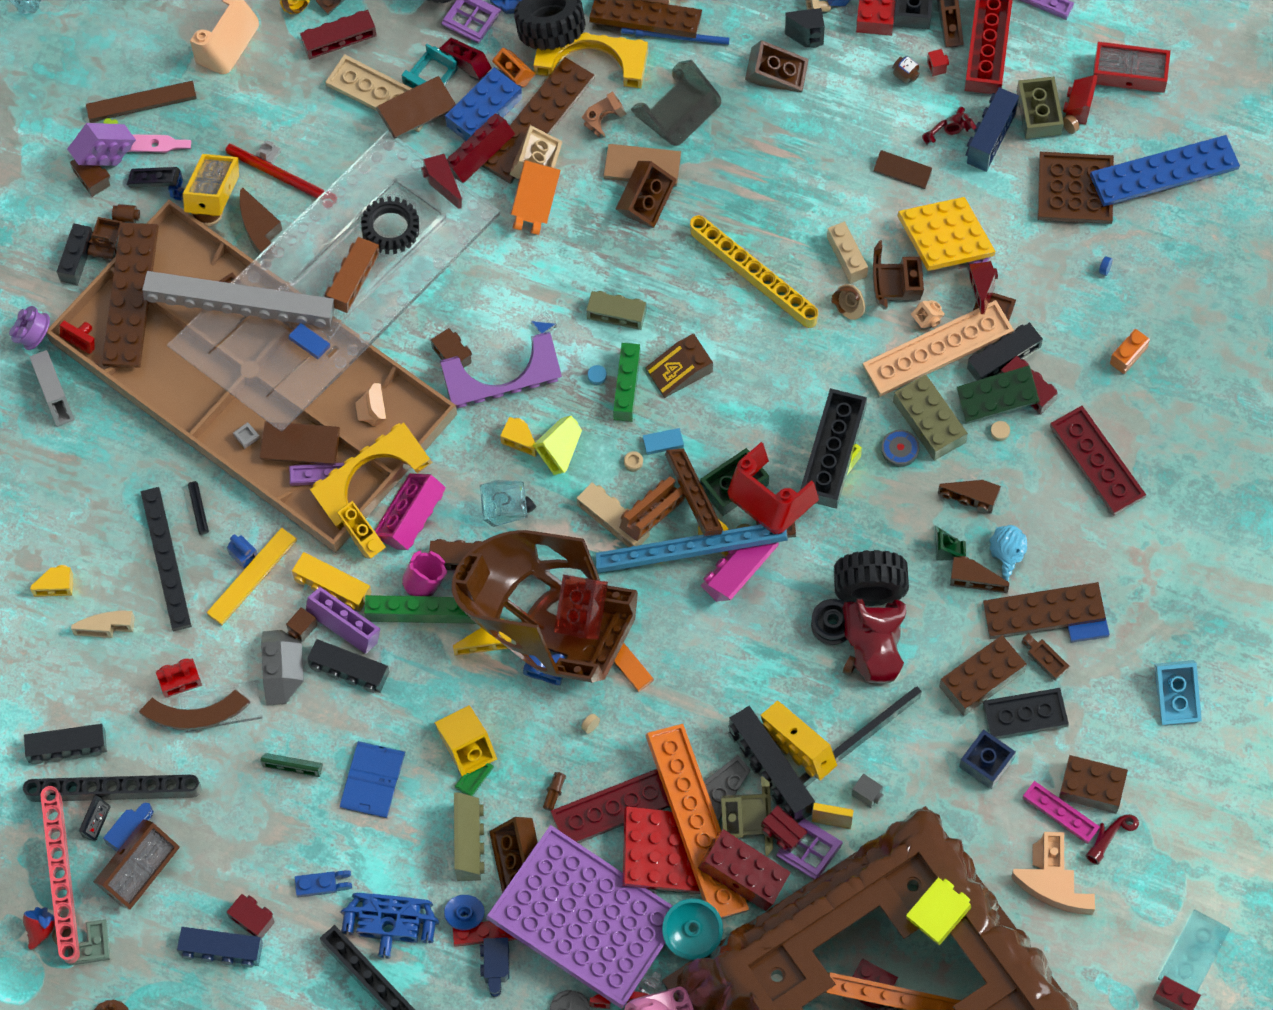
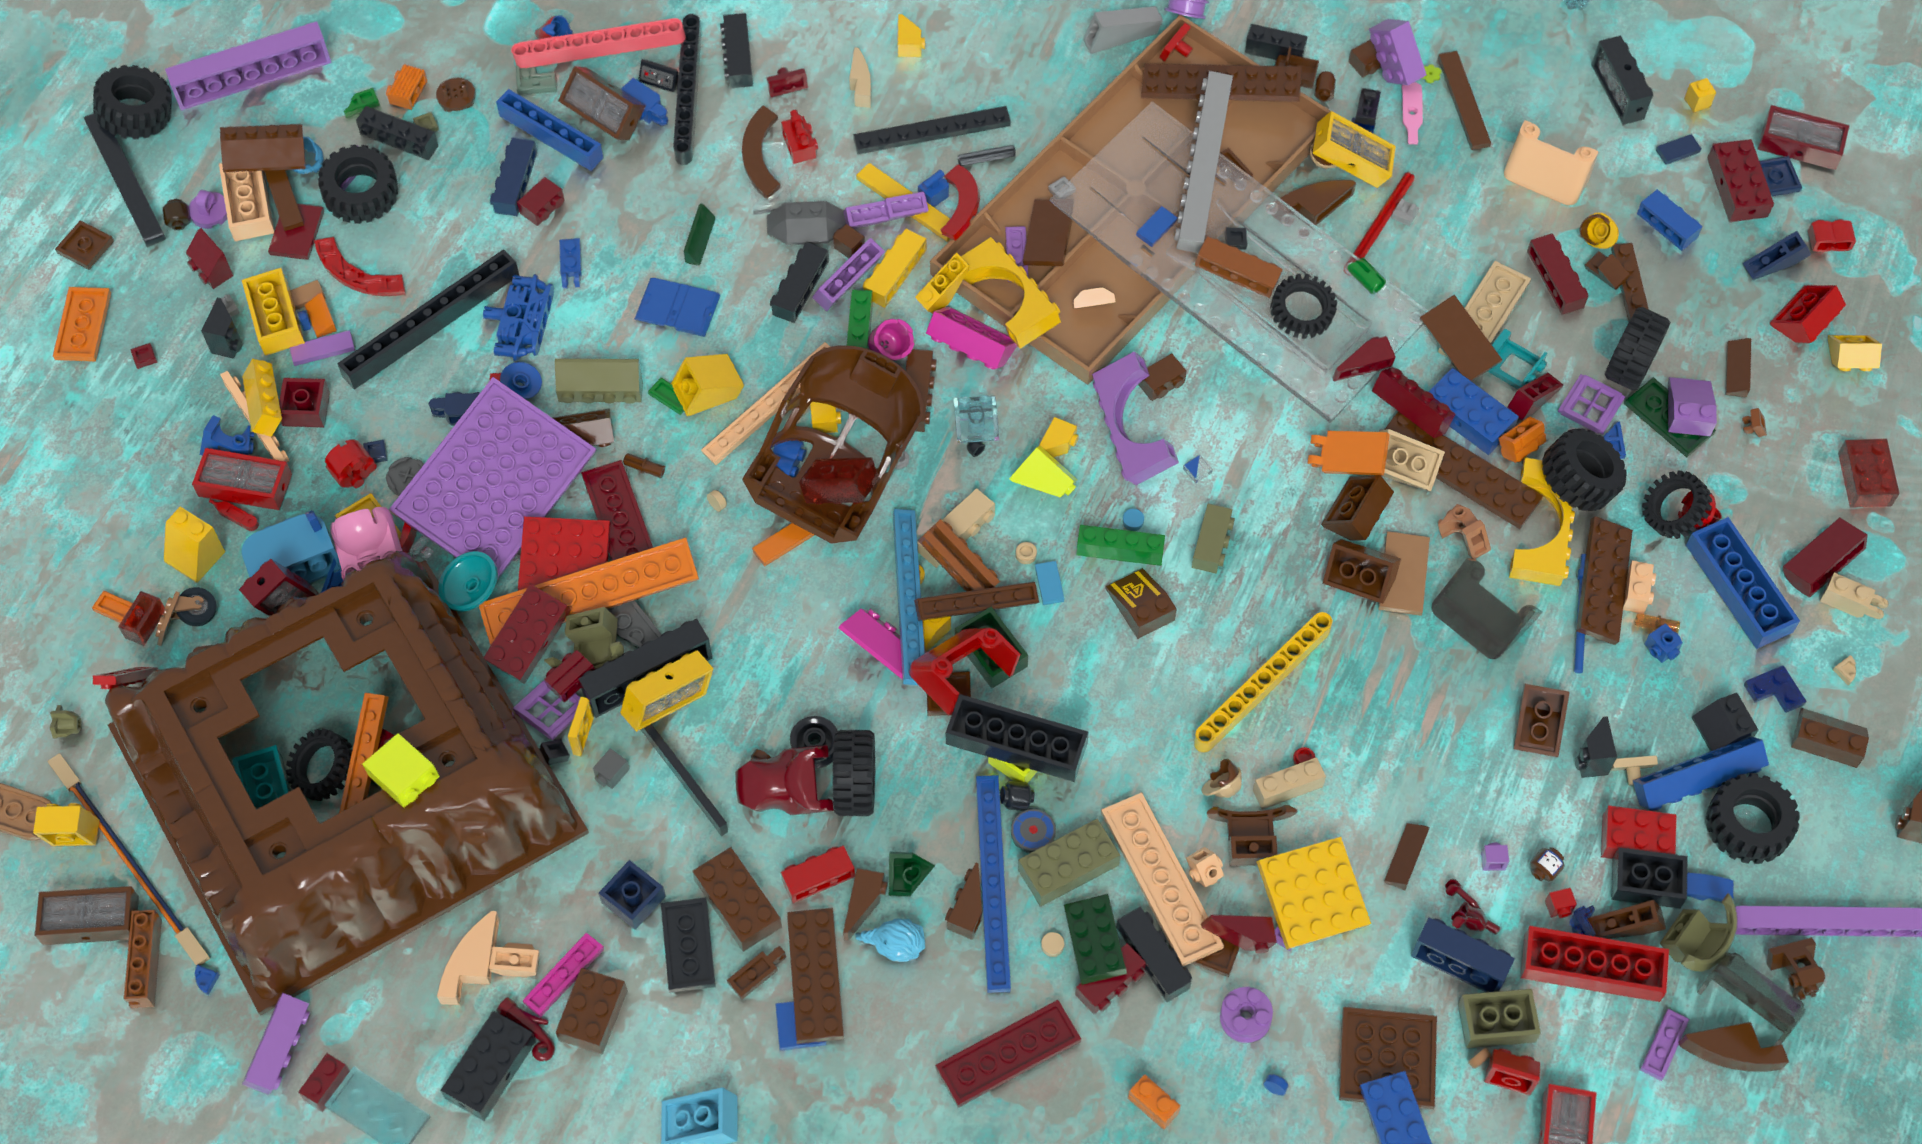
camera: 90 degrees right, 5 degrees down
(106, 694) = (786, 82): none -> dark red tile
(165, 915) = (549, 130): none -> blue brick
(257, 515) = (967, 204): none -> red tile
(267, 596) = (886, 210): none -> medium lavender slope
(320, 276) = (1236, 237): none -> black plate
(355, 174) = (1367, 275): none -> green arm
(488, 680) = (753, 417): none -> light nougat tile
(582, 197) = (1358, 507): none -> reddish brown slope
(820, 243) = (1303, 754): none -> red plate
(853, 840) = (554, 752): none -> black plate
(871, 459) = (1016, 795): none -> black head
(901, 106) = (1495, 857): none -> medium lavender plate
(931, 477) = (993, 884): none -> blue plate
(954, 613) = (817, 873): none -> red brick
(955, 49) = (1580, 923): none -> clear blue bracket
(1050, 275) = (1251, 1001): none -> medium lavender wheel
(1148, 863) = (488, 1065): none -> black brick

